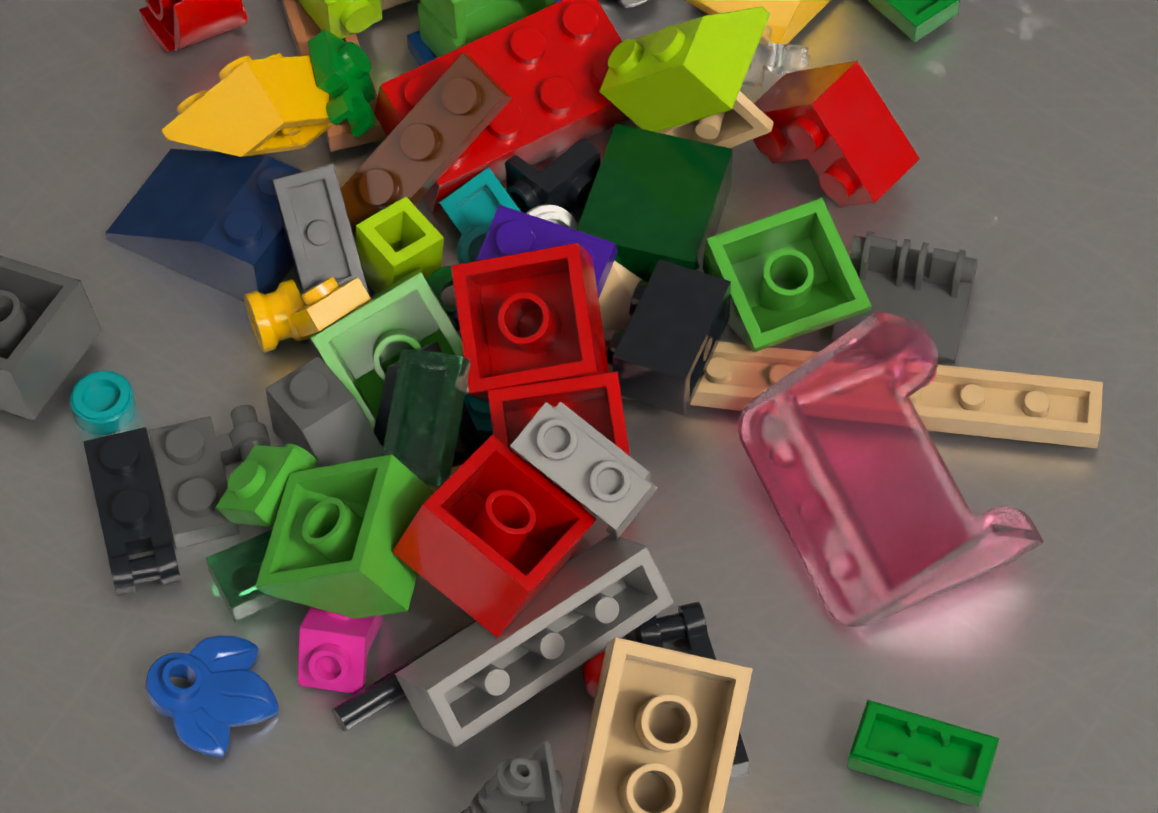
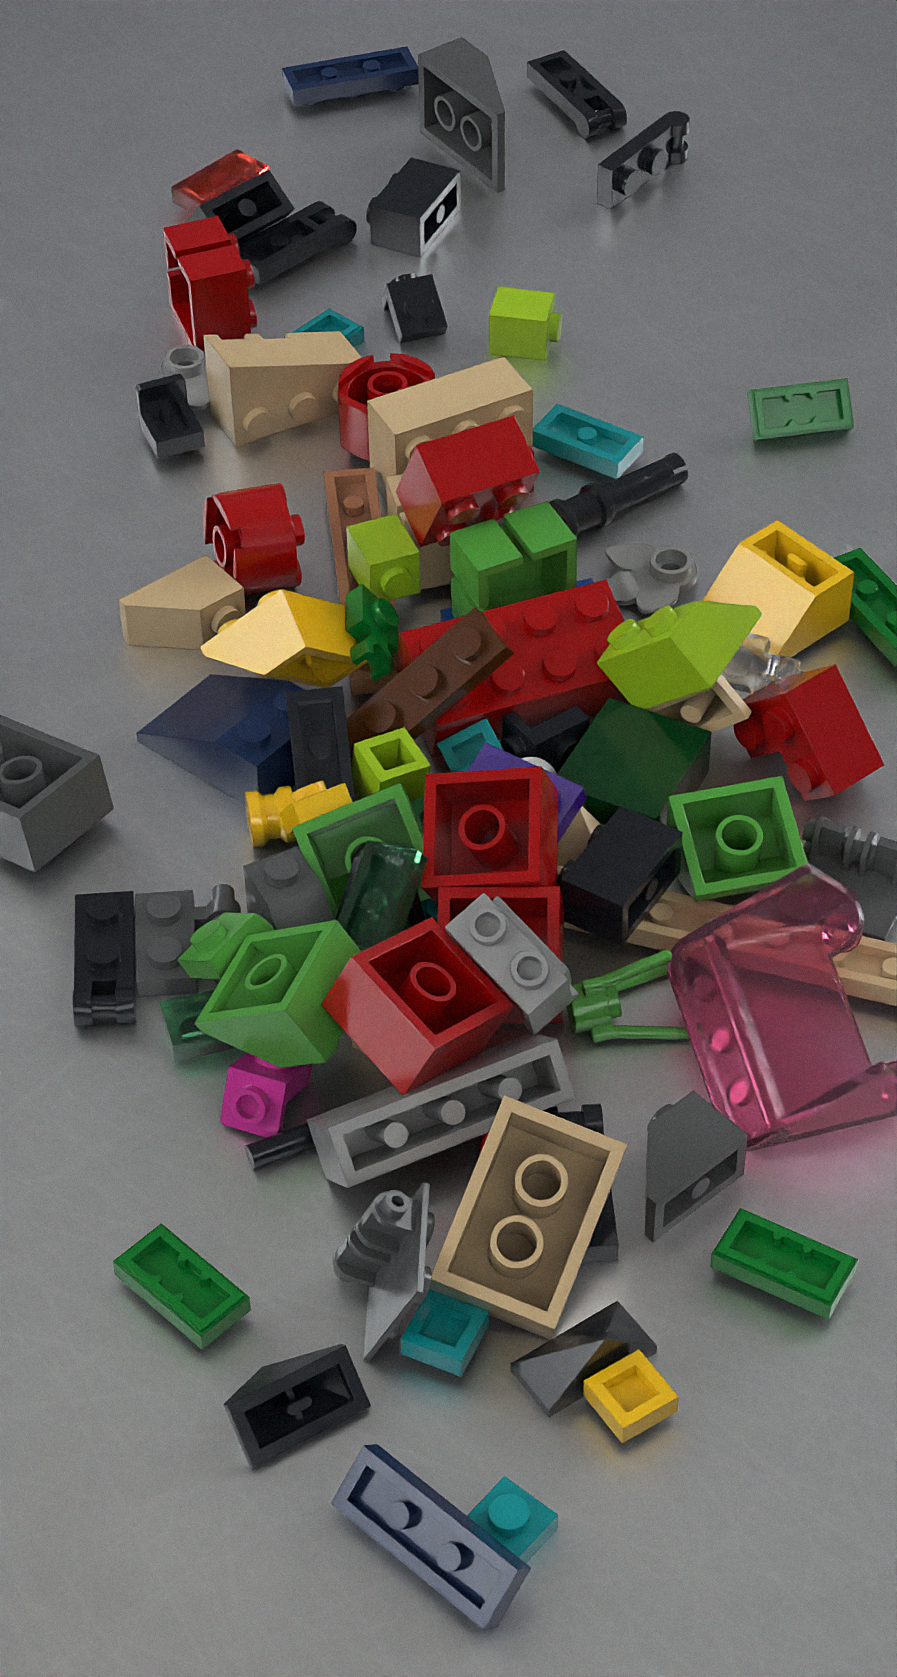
camera: 10 degrees right, 10 degrees down
(102, 402) = (101, 867): teal tile -> none
(128, 74) = (182, 607): none -> tan slope
(220, 694) = (145, 1118): blue plate -> none
(678, 484) = (600, 1002): none -> bright green plant
(801, 653) = (688, 1161): none -> dark grey slope

